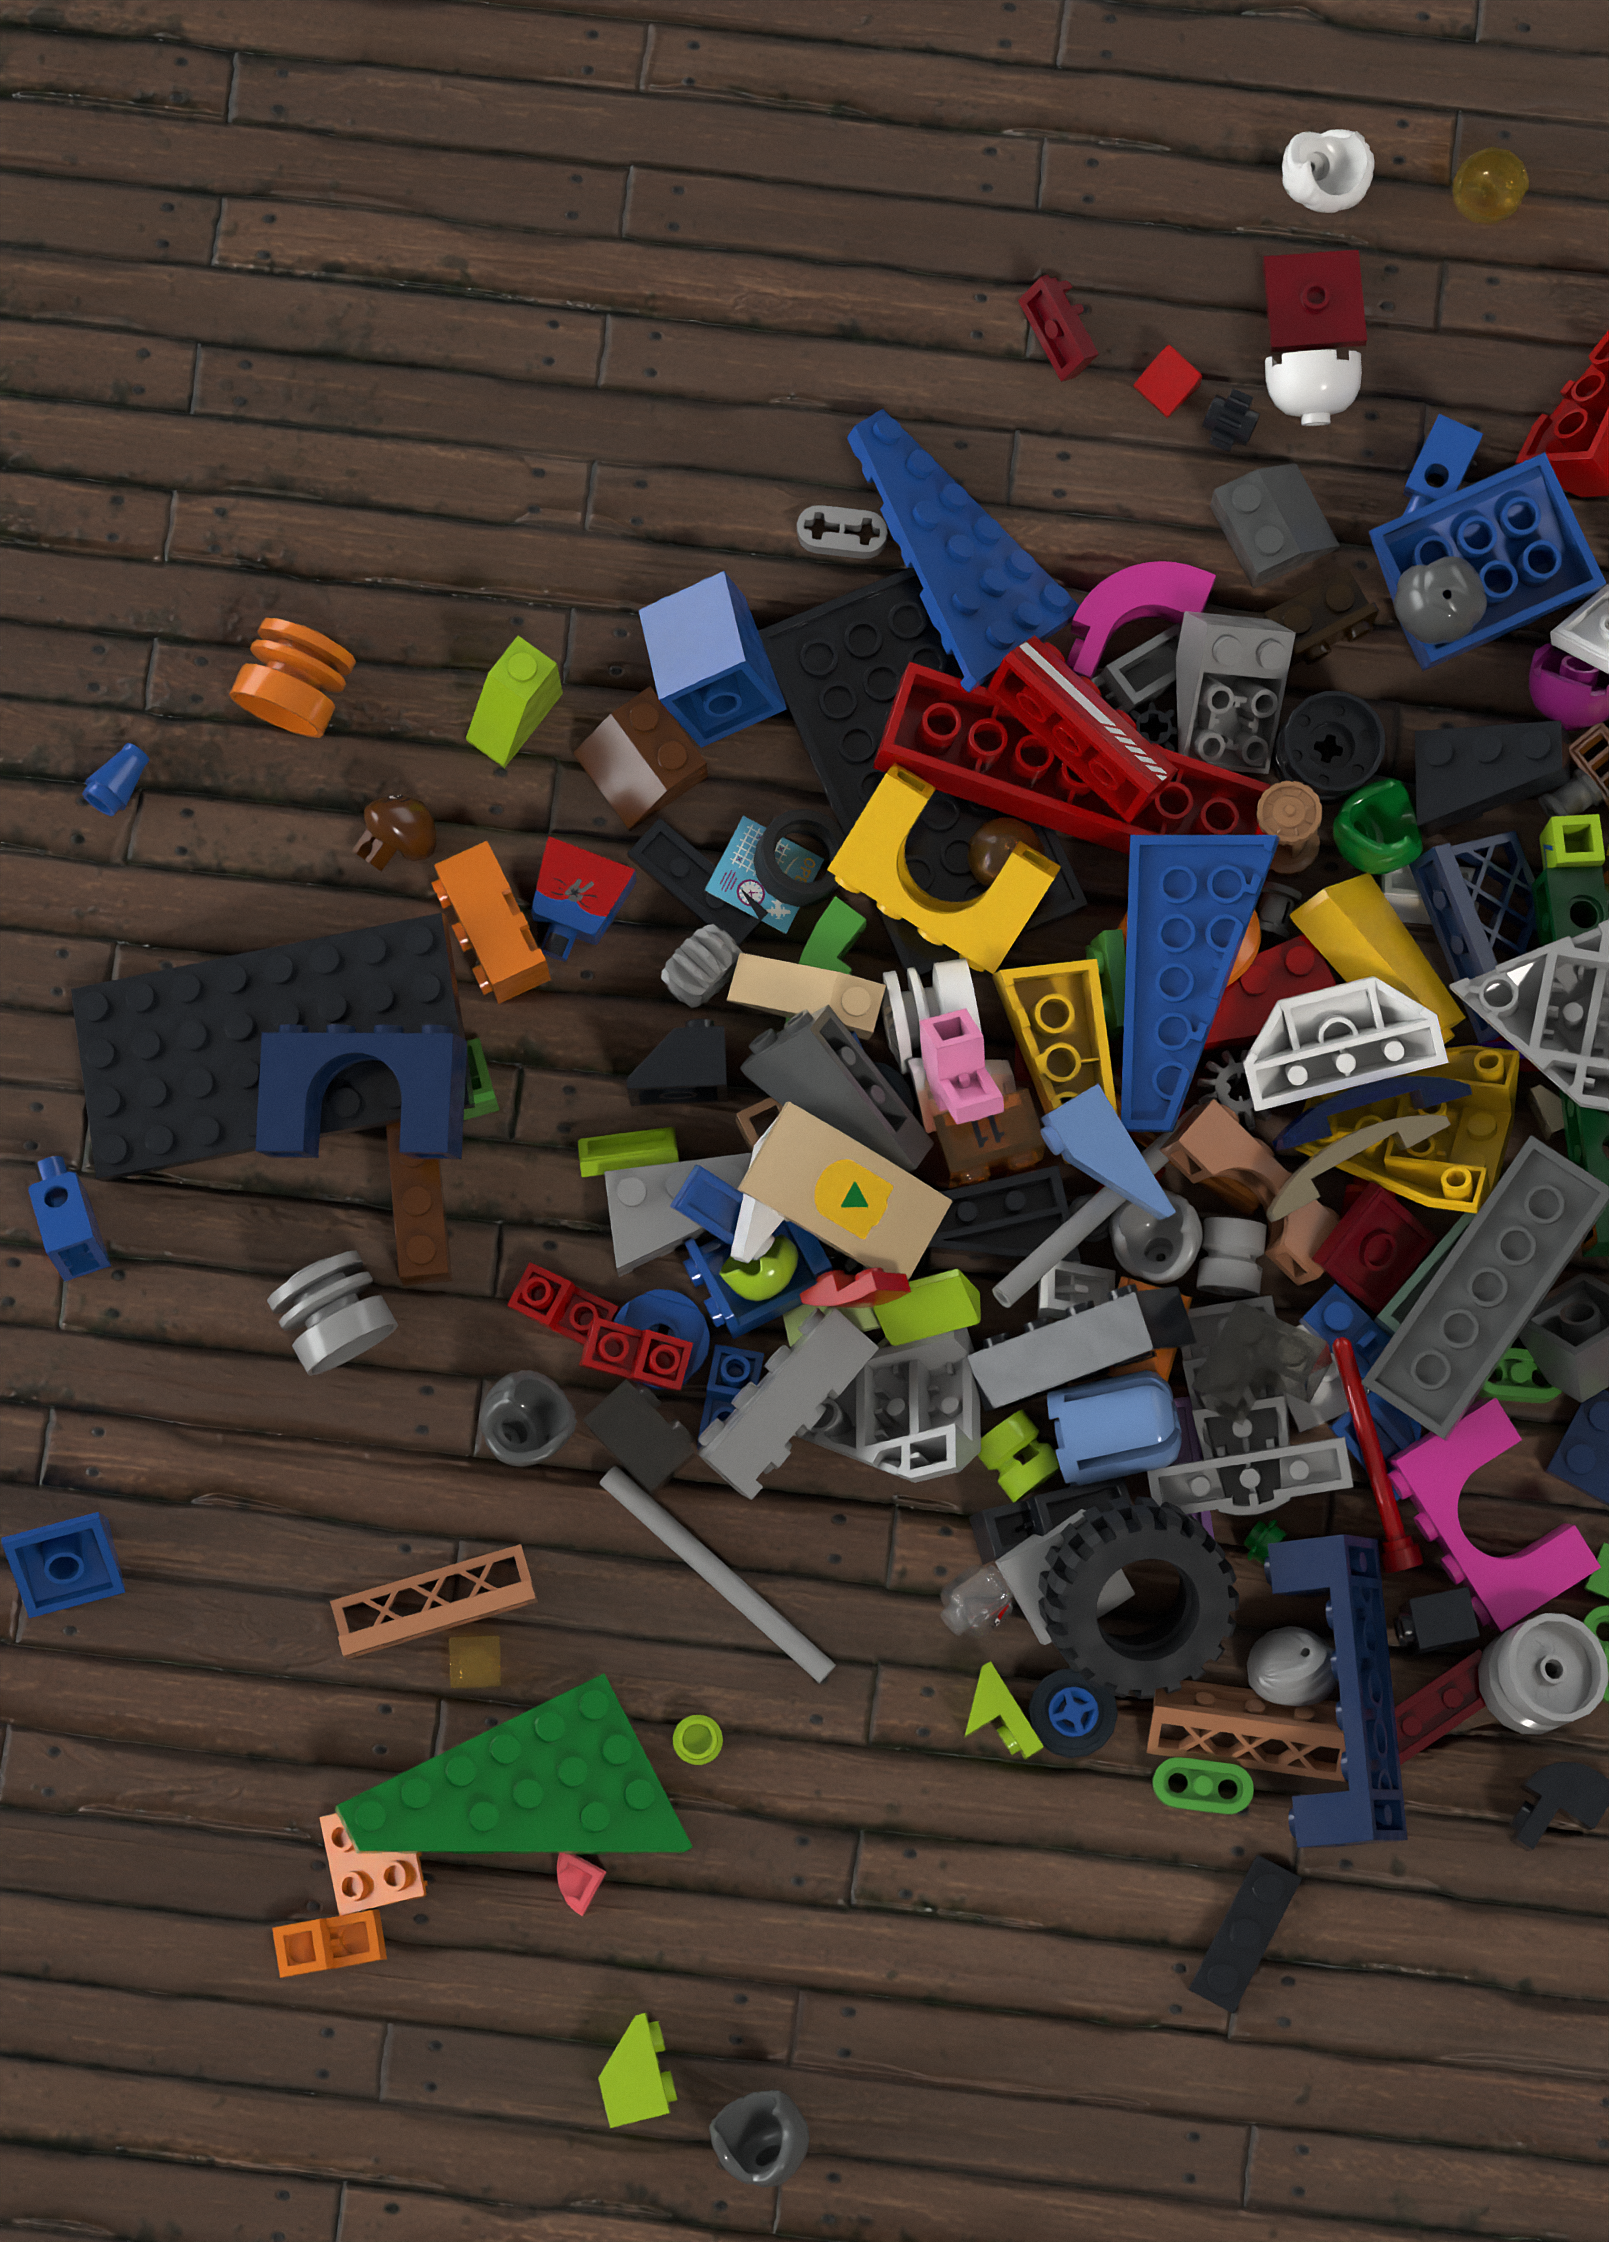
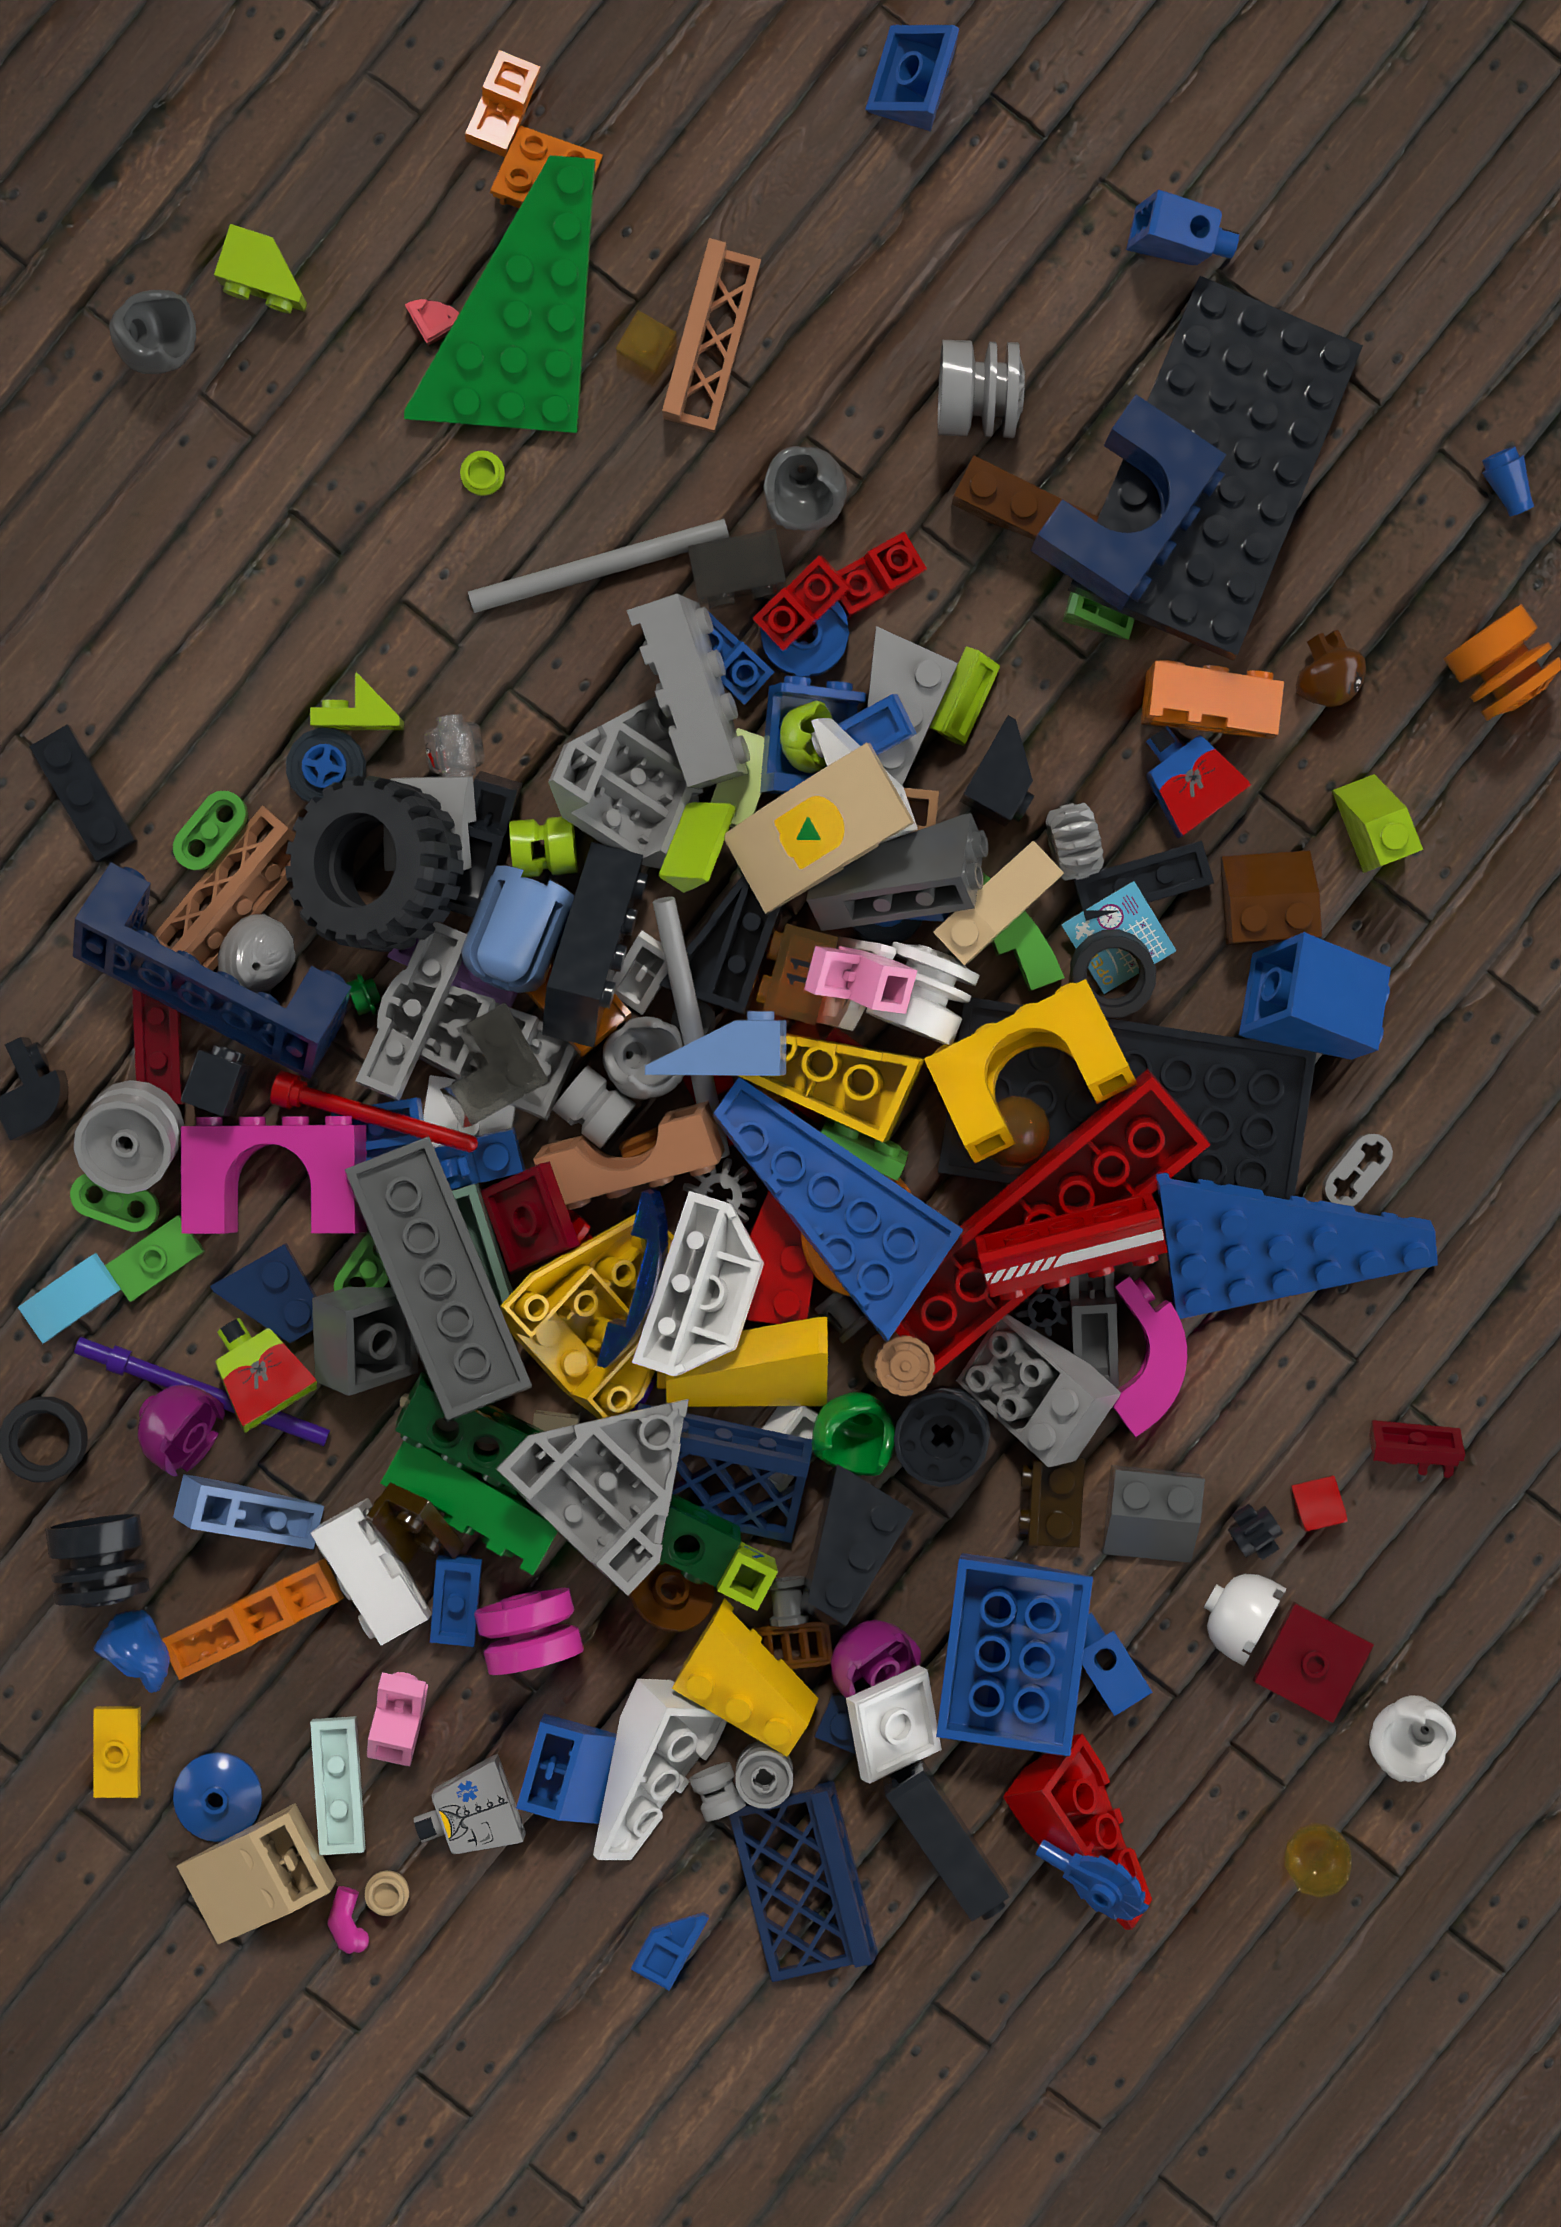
camera: 120 degrees right, 10 degrees up
(862, 1290) = (747, 785): red slope -> none
(1299, 1187) = (597, 1298): dark tan slope -> none
(1427, 613) = (1015, 1583): dark grey piece -> none

